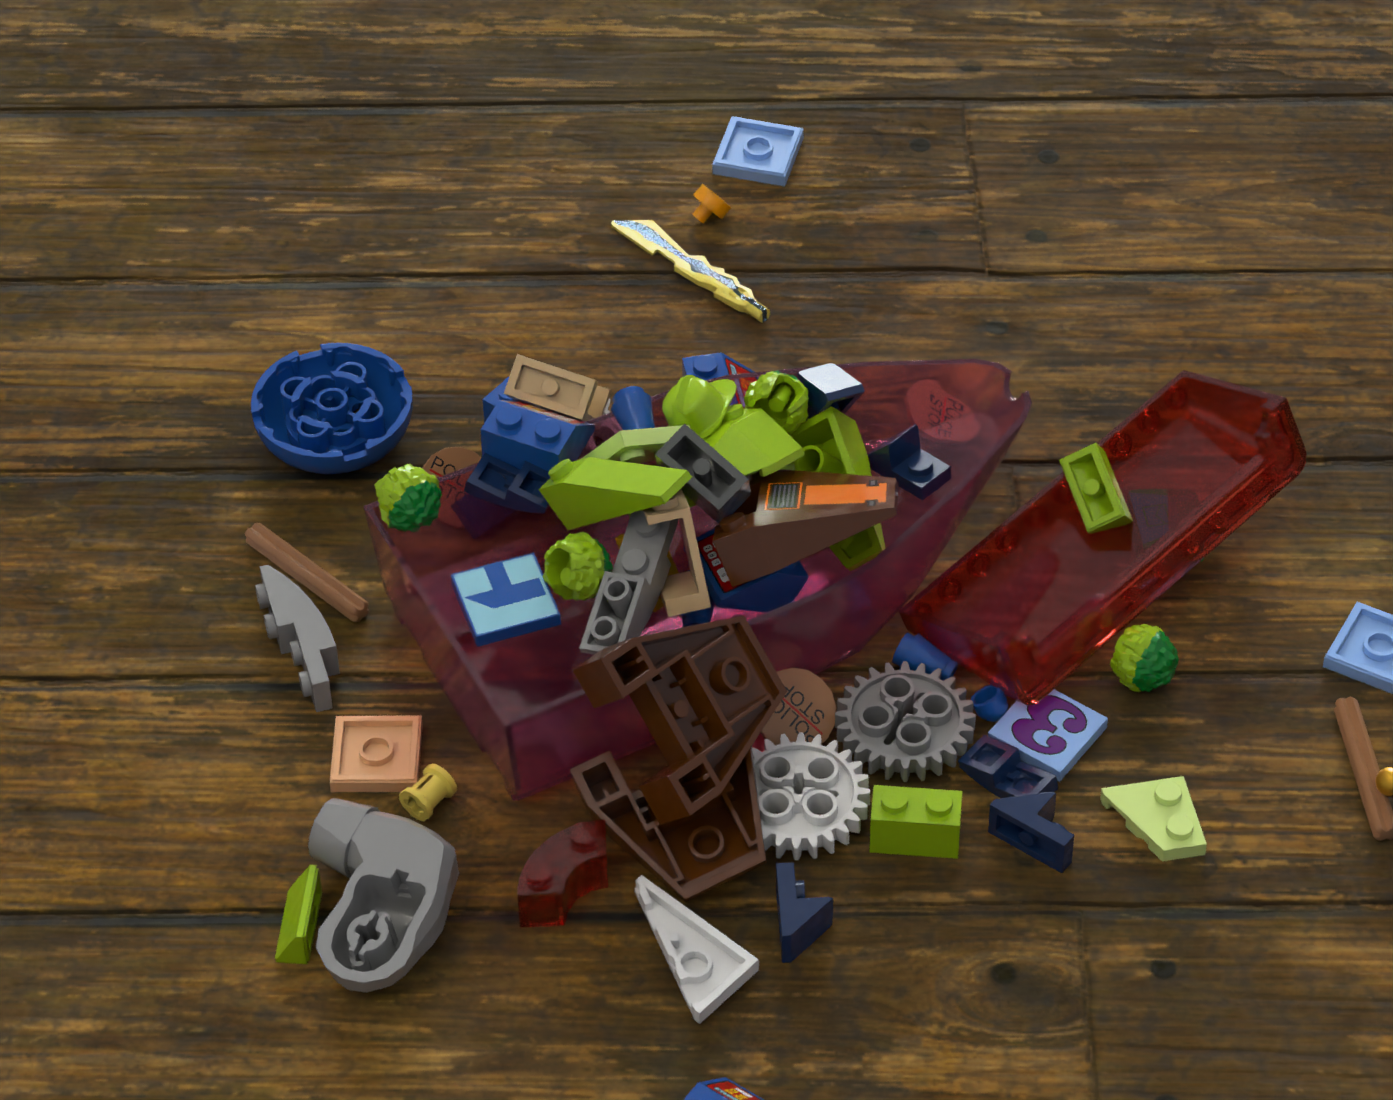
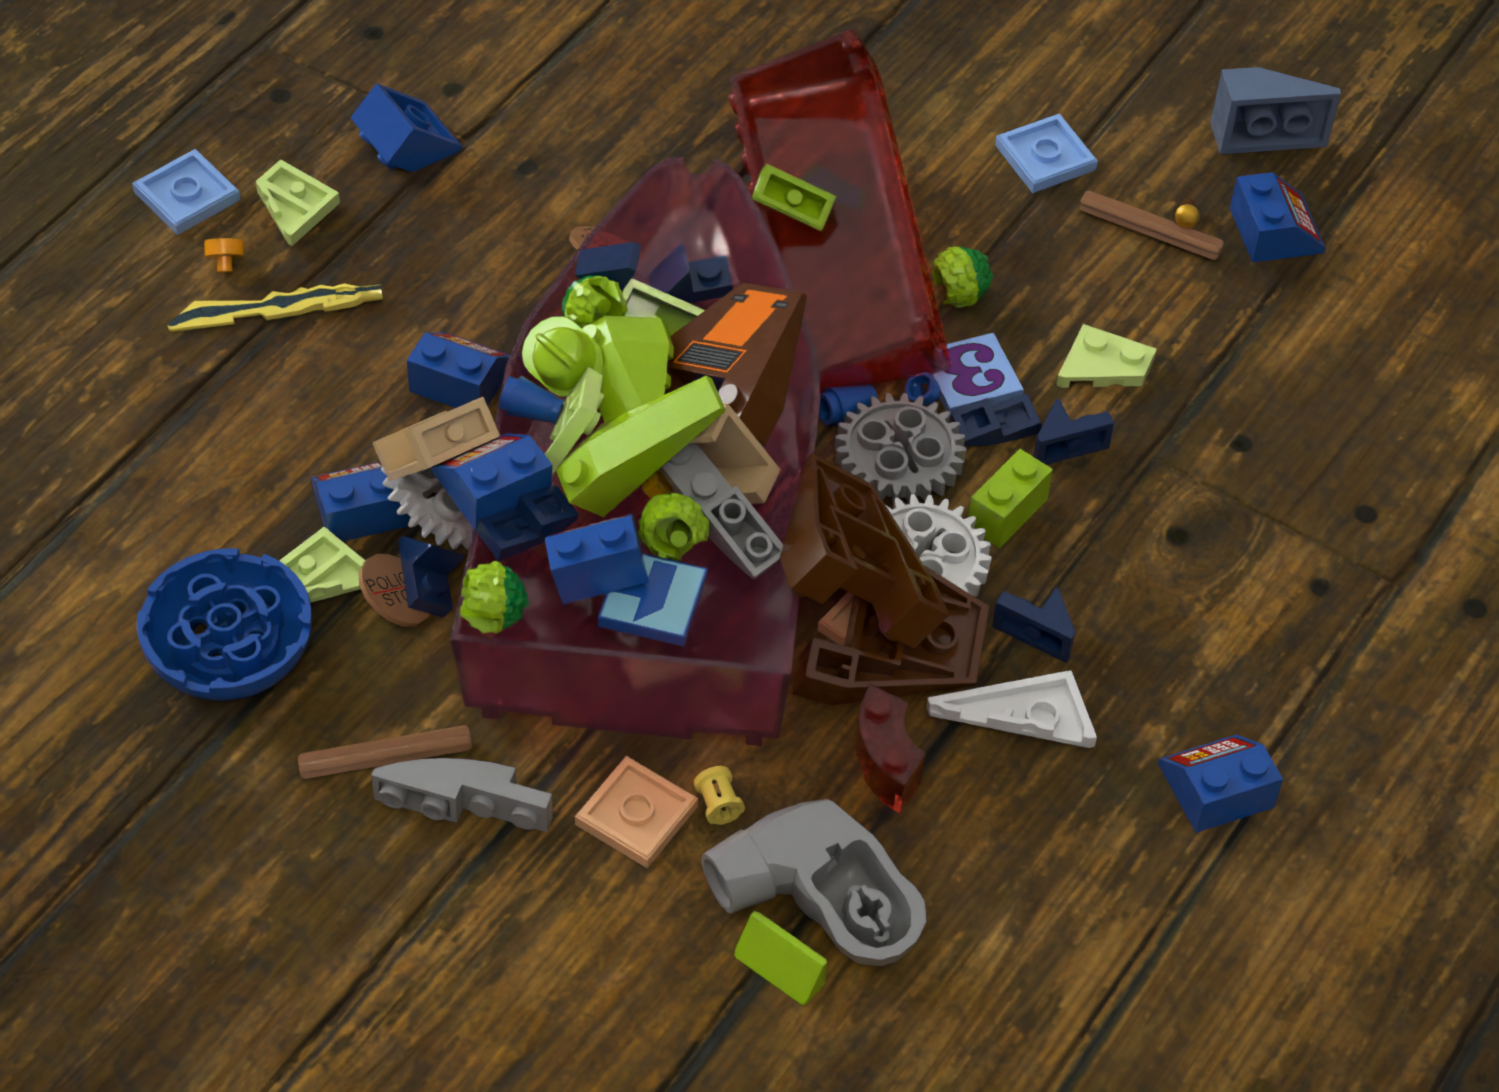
camera: 60 degrees left, 5 degrees up
(442, 428) = (325, 566): none -> yellowish green wing
(498, 534) = (596, 558): none -> blue slope
(714, 482) = (655, 375): dark grey brick -> none
(805, 212) = (295, 199): none -> yellowish green wing
(947, 228) = (403, 130): none -> blue slope

